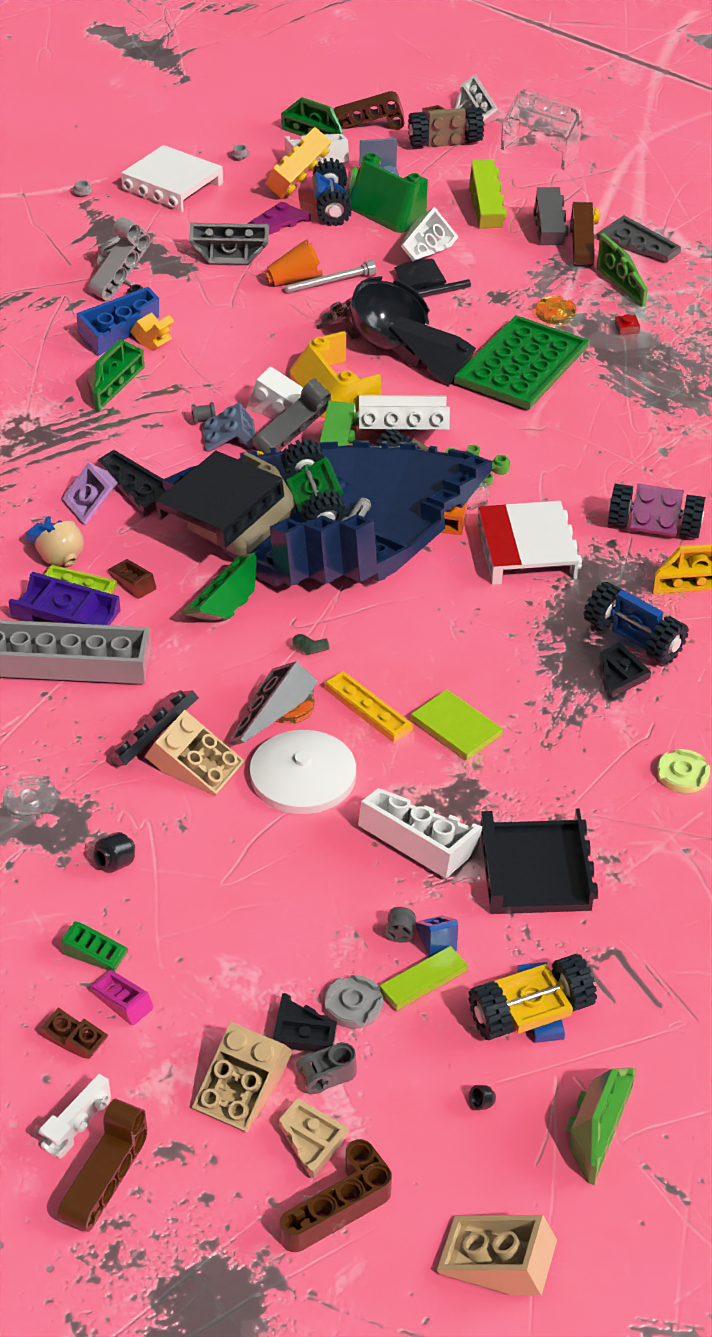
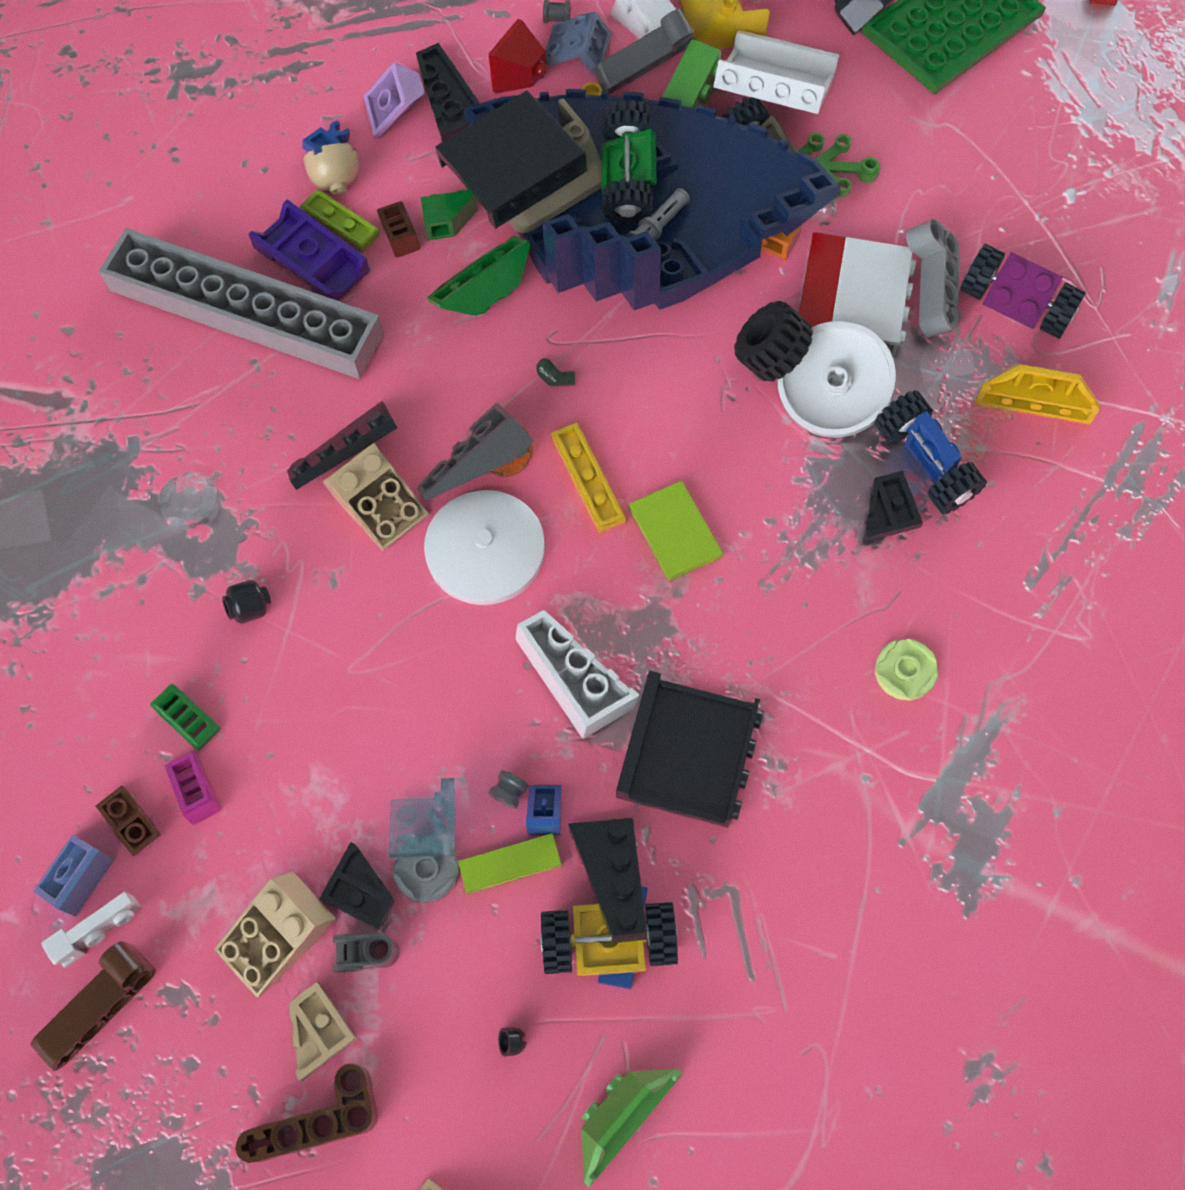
camera: 20 degrees right, 25 degrees up
(41, 1082) = (73, 876): none -> medium blue slope
(170, 557) = (447, 213): none -> green slope
(187, 445) = (517, 60): none -> red slope
(348, 964) = (424, 824): none -> clear light blue bracket
(481, 577) = (773, 341): none -> black tyre
(516, 951) = (613, 873): none -> black wing
(540, 594) = (840, 381): none -> white dish
(587, 515) = (939, 276): none -> light grey beam

